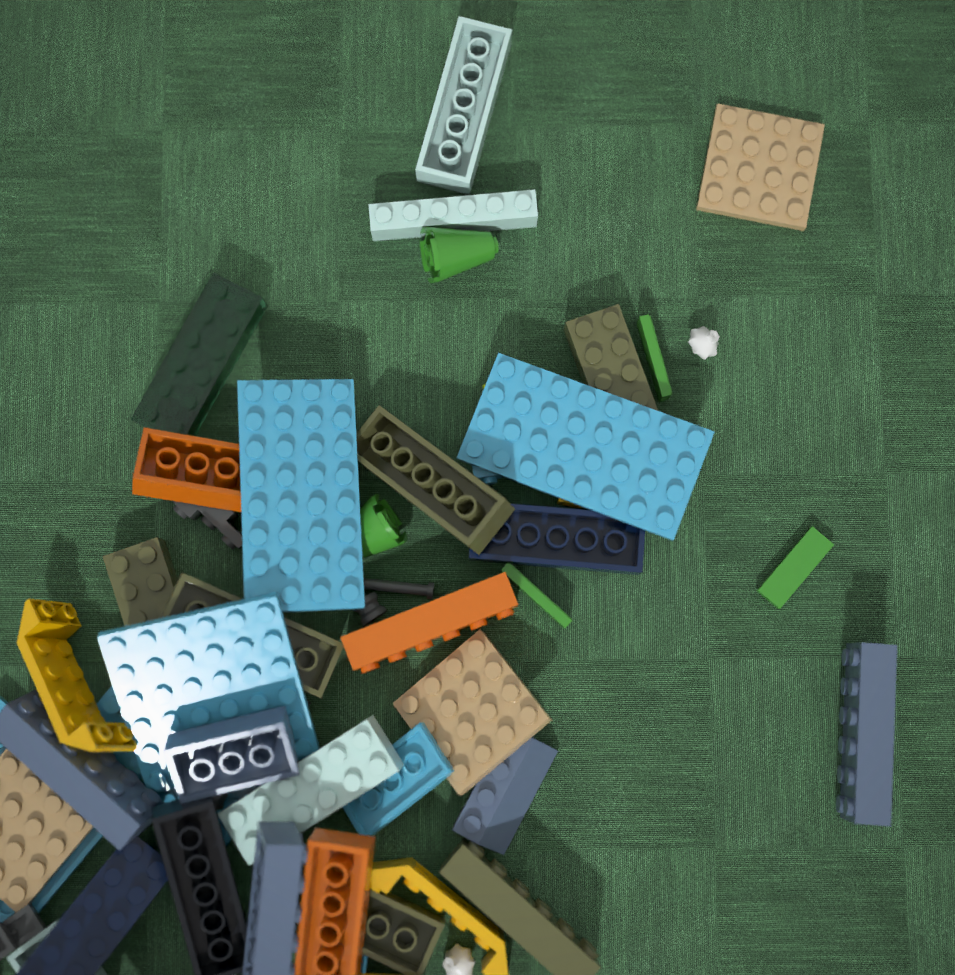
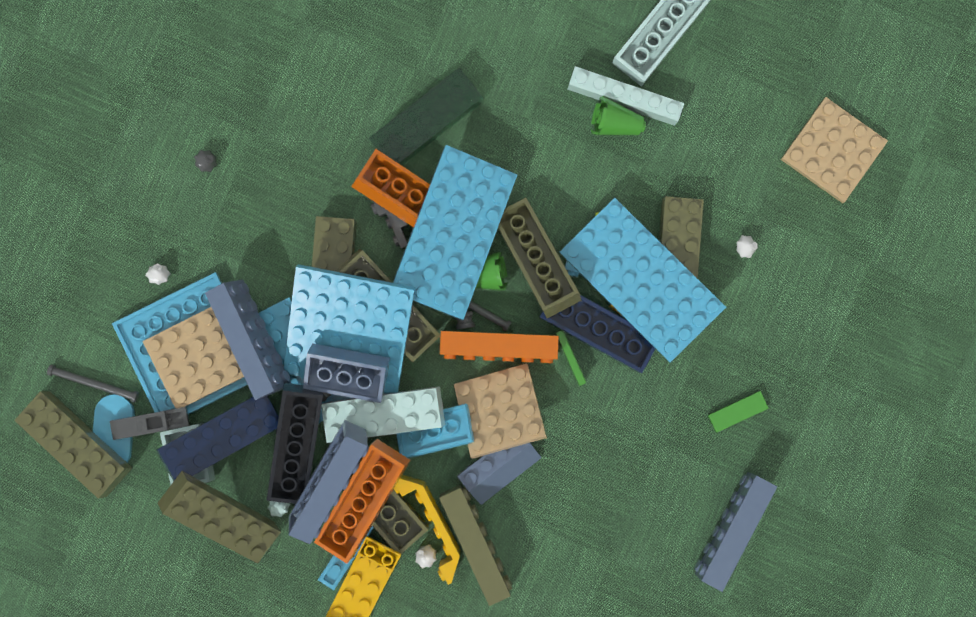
camera: 20 degrees right, 5 degrees up
(61, 681) = (259, 282): yellow slope -> none
(654, 358) = (710, 242): bright green tile -> none

